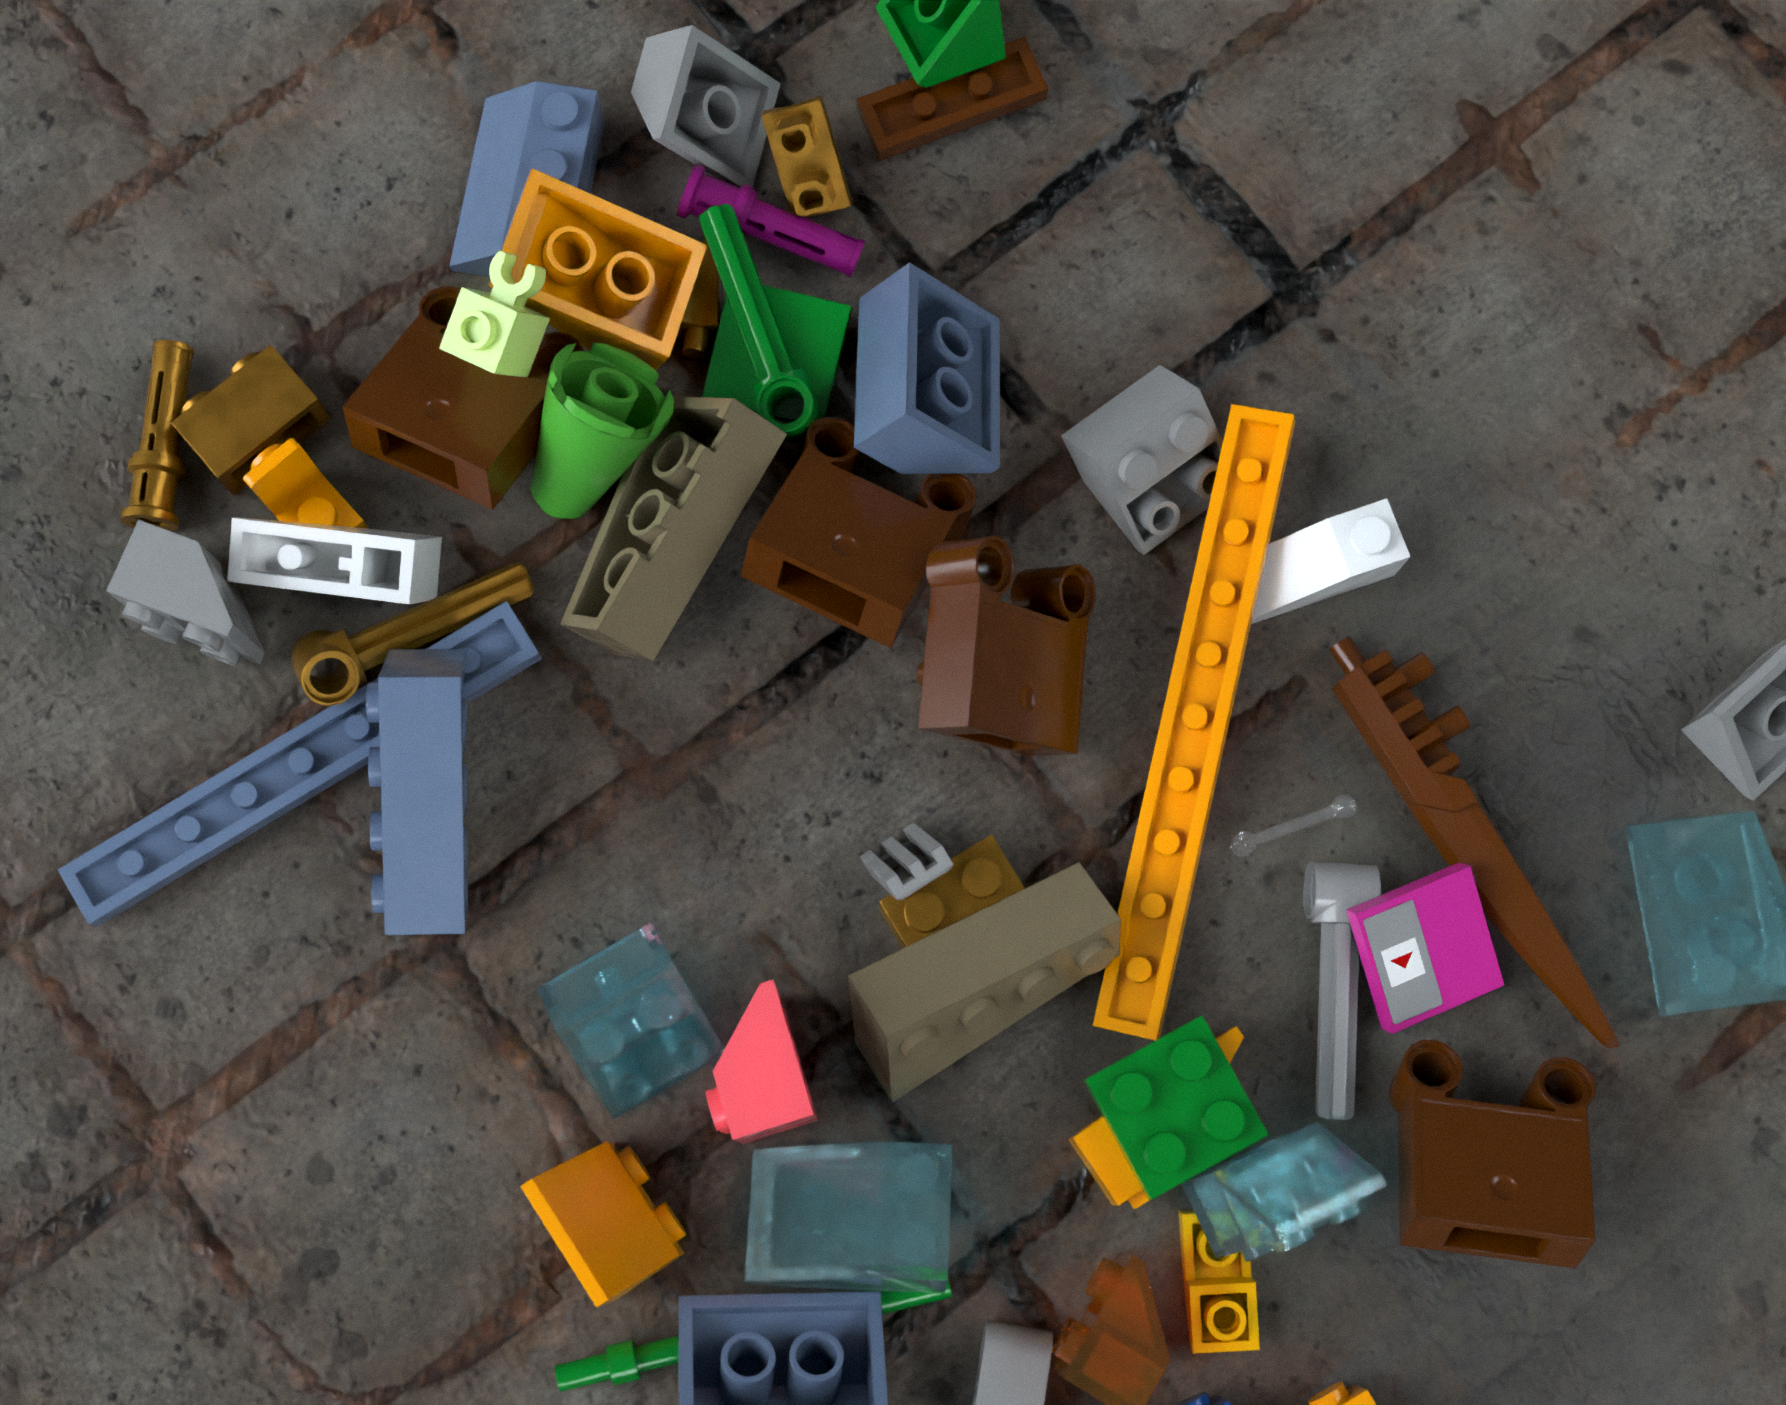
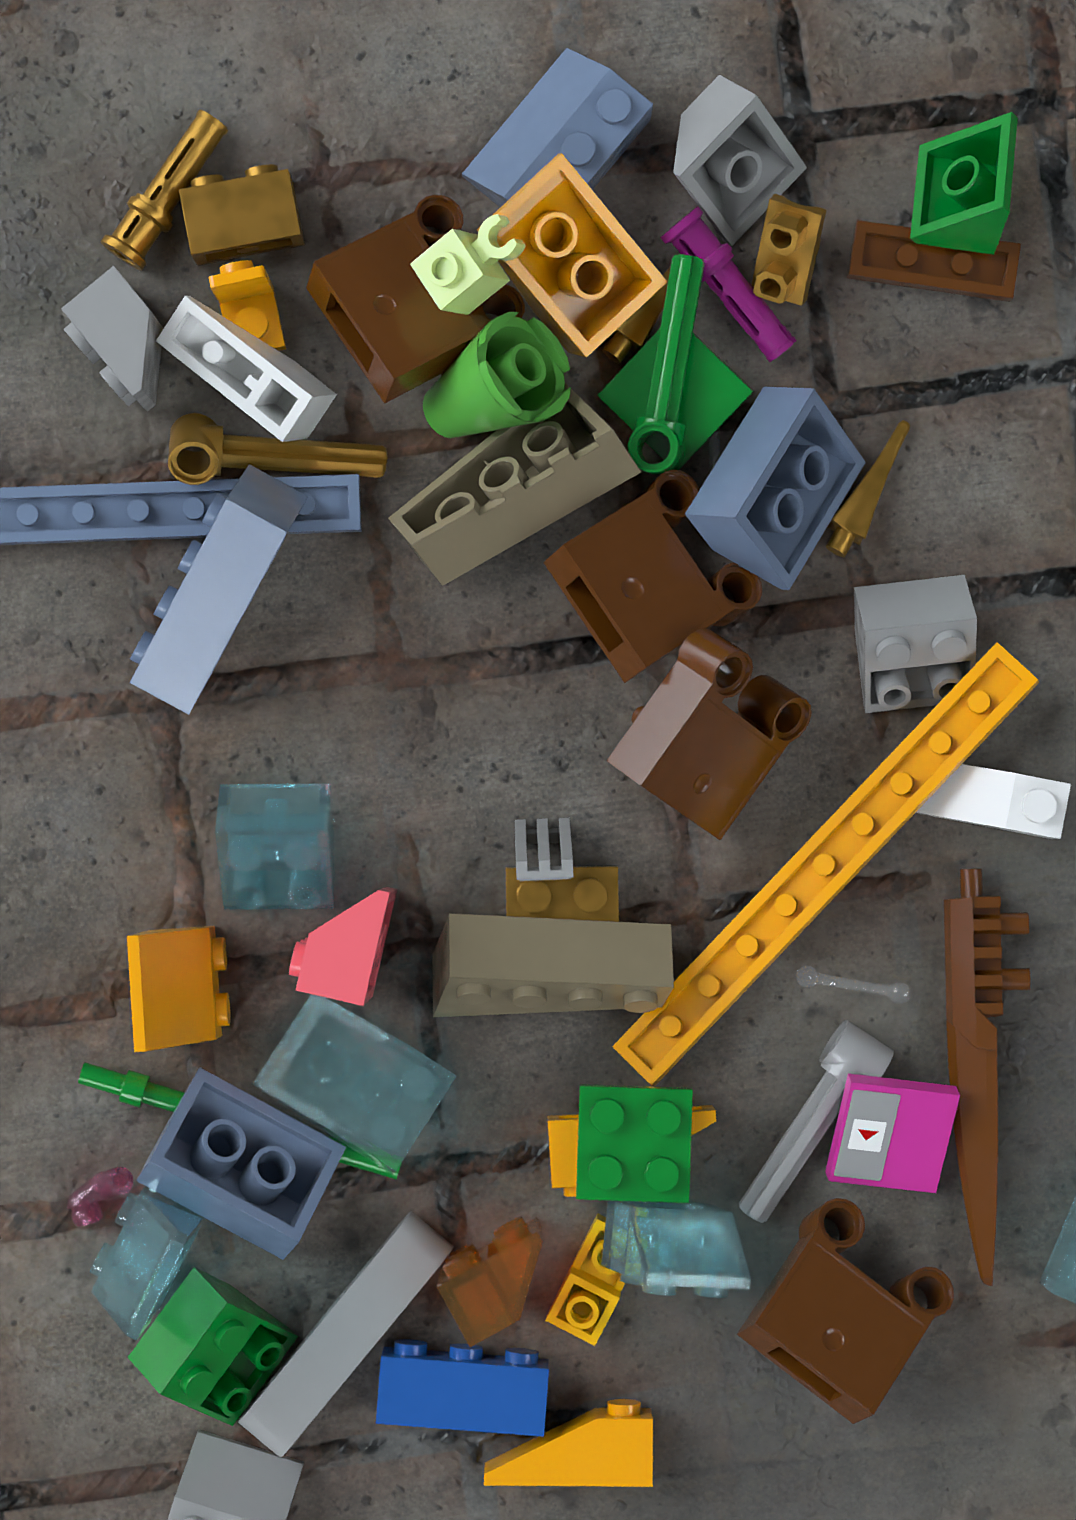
camera: 30 degrees right, 10 degrees up
(1020, 367) = (855, 515): none -> pearl gold piece

